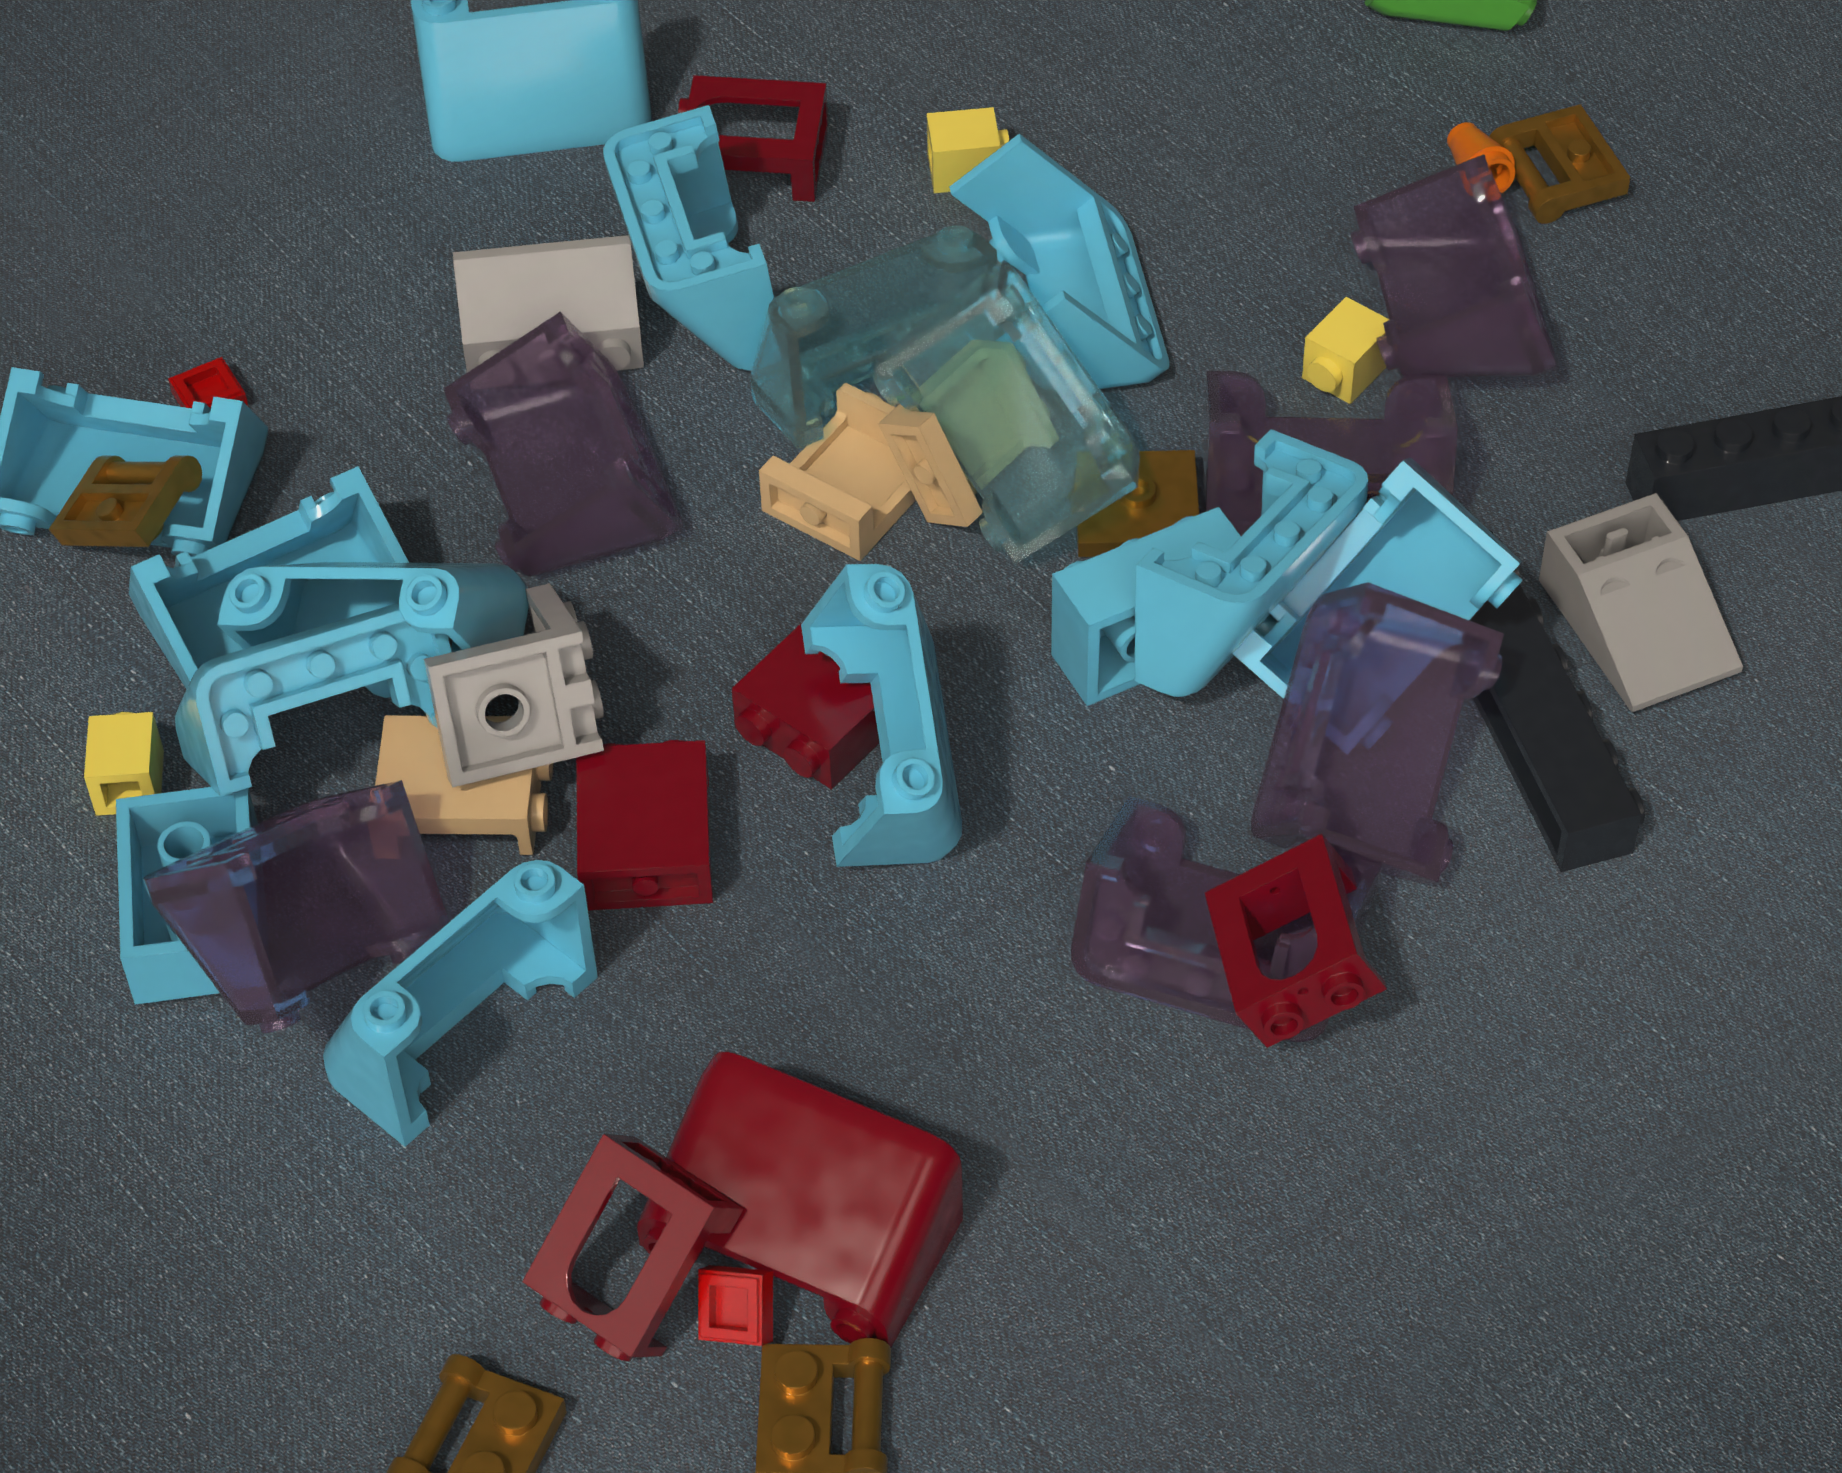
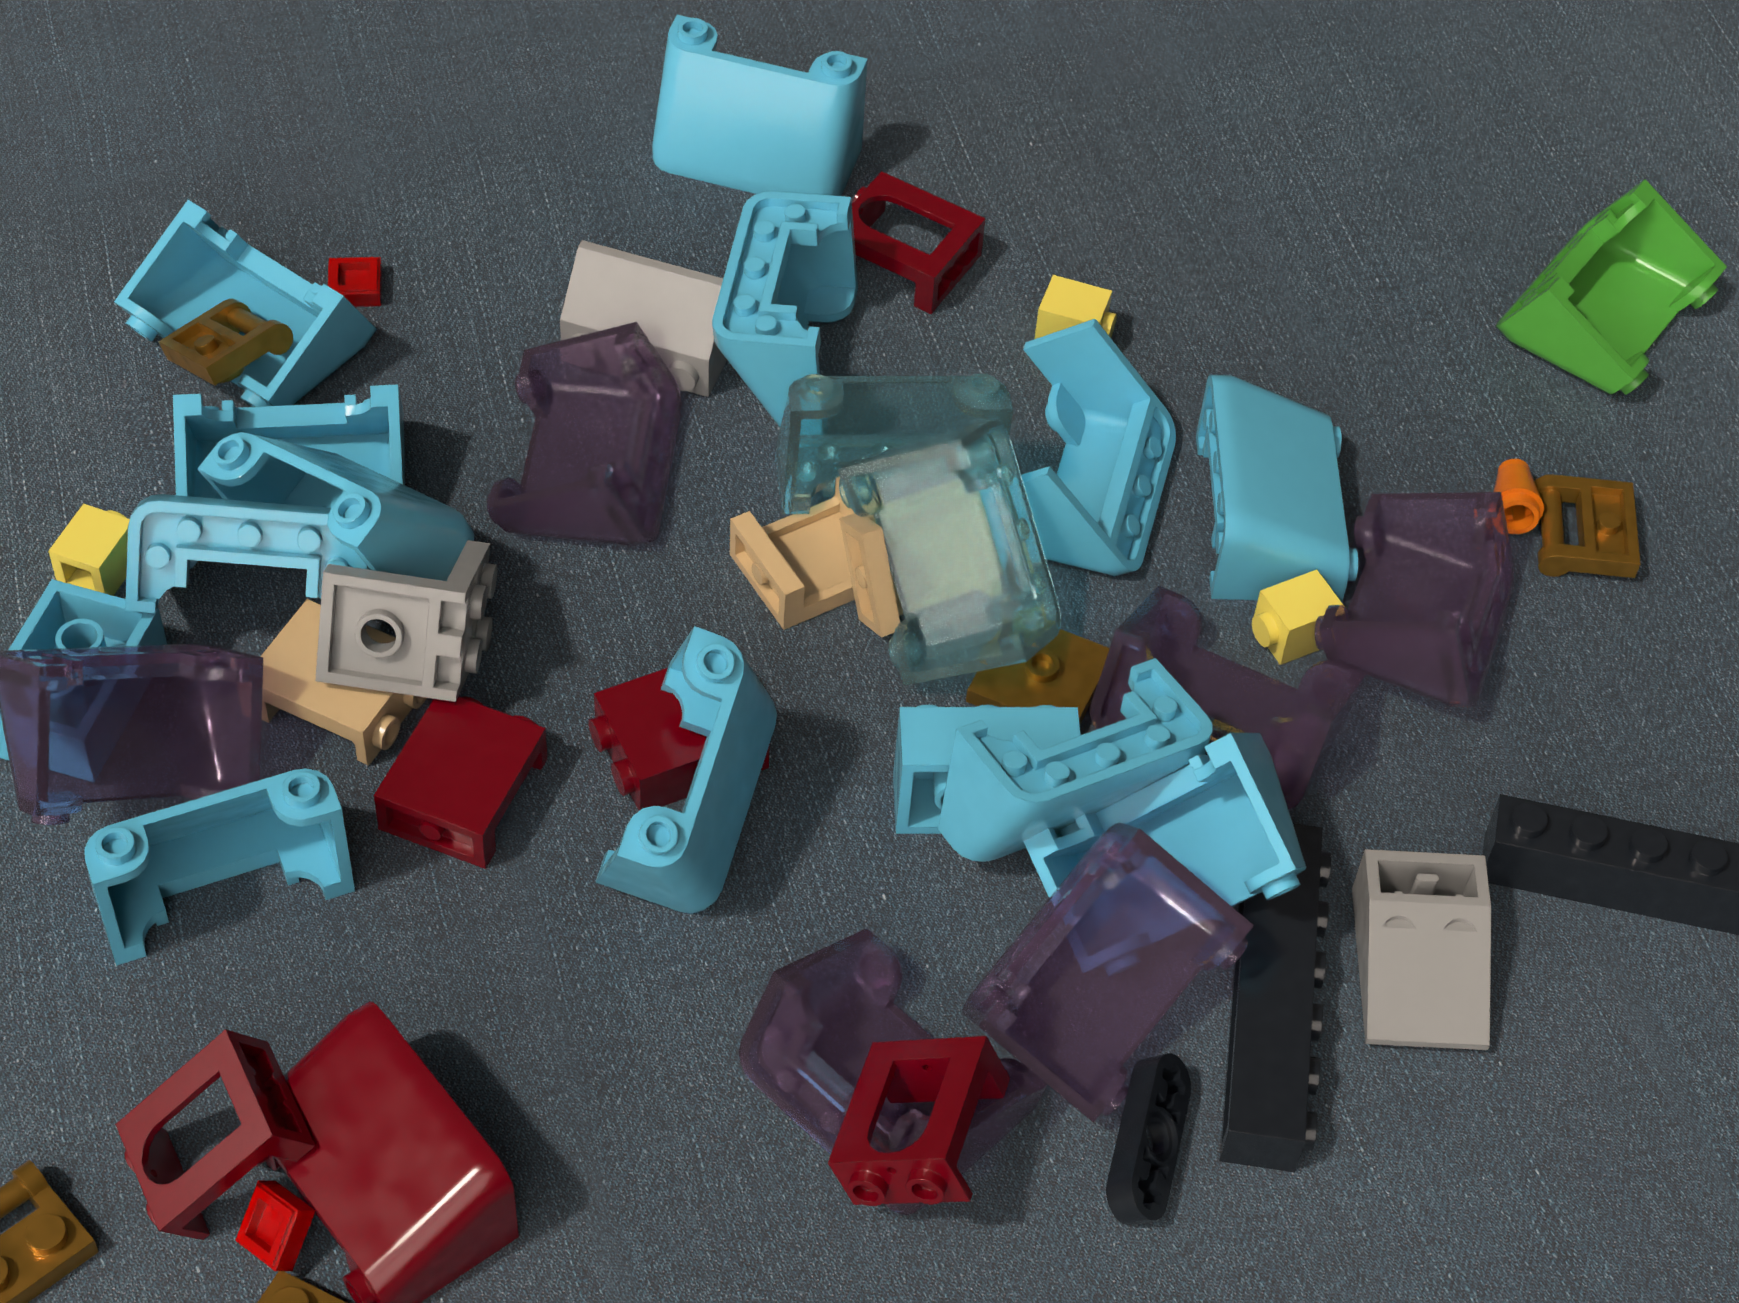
camera: 20 degrees right, 0 degrees up
(1259, 239) = (1272, 490): none -> medium azure windscreen
(1494, 876) = (1140, 1176): none -> black beam

